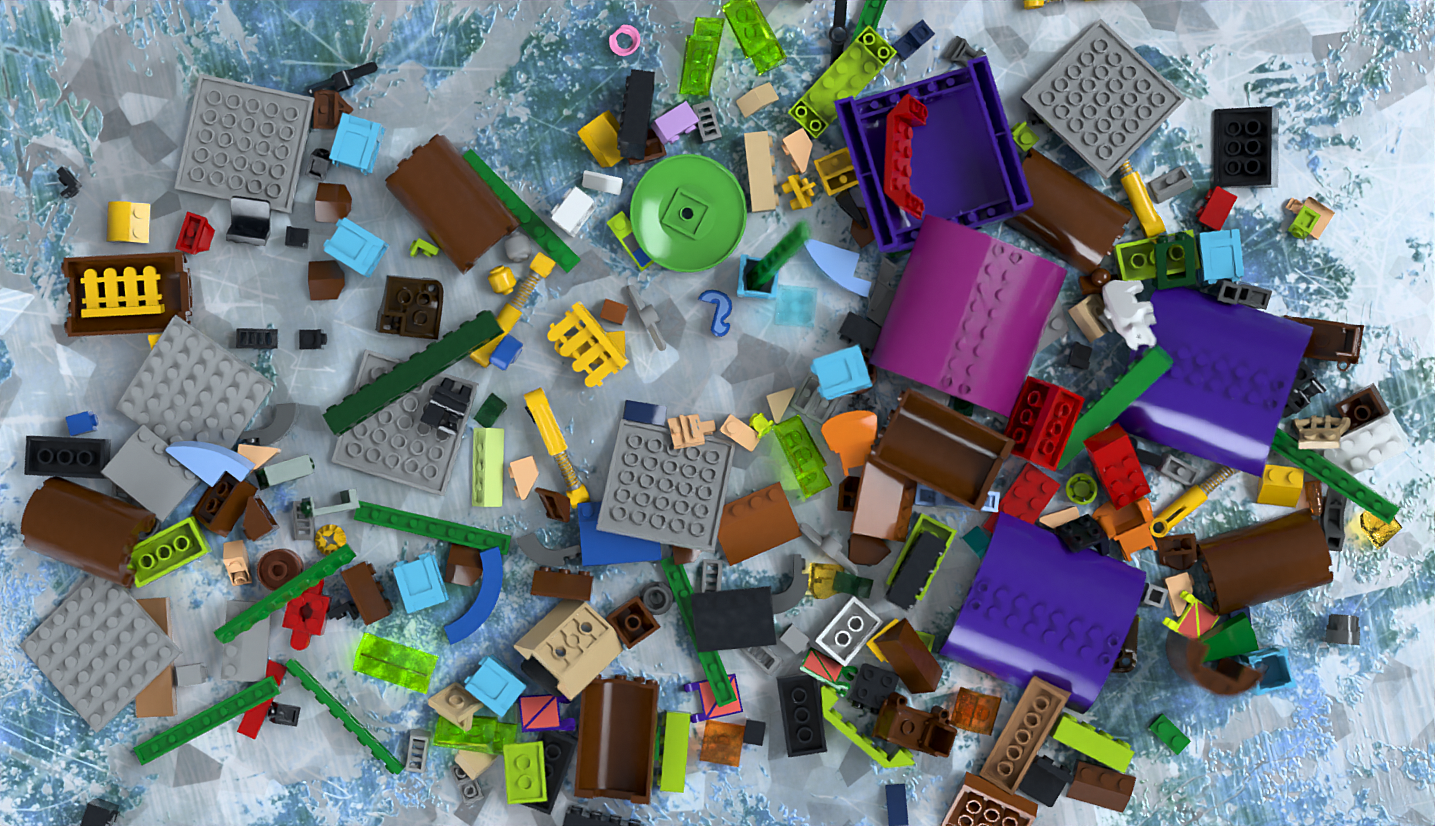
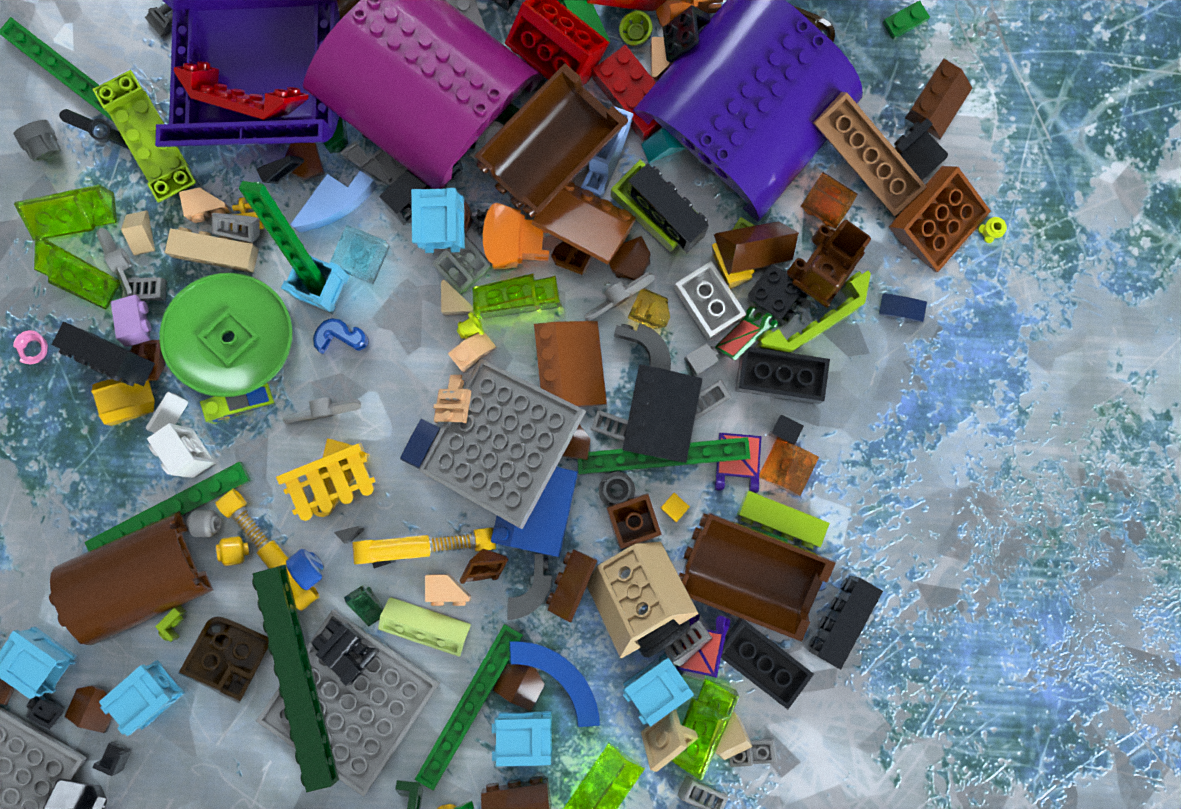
camera: 70 degrees left, 5 degrees down
(312, 339) = (227, 775): black bracket -> none
(325, 280) = (170, 742): reddish brown slope -> none
(524, 772) = (761, 687): lime tile -> none
(532, 699) = (680, 659): none -> light grey slope
(546, 376) = (349, 534): none -> dark grey slope
(614, 311) = (303, 442): dark orange panel -> none
(657, 653) = (674, 507): none -> yellow slope
(725, 90) = (115, 258): none -> light grey piece
(793, 194) = (250, 226): none -> light grey slope
(836, 171) = (235, 167): yellow brick -> none
(852, 584) = (663, 284): clear green slope -> none
(913, 40) = (134, 59): dark blue slope -> none
(1092, 743) = (898, 87): lime brick -> none

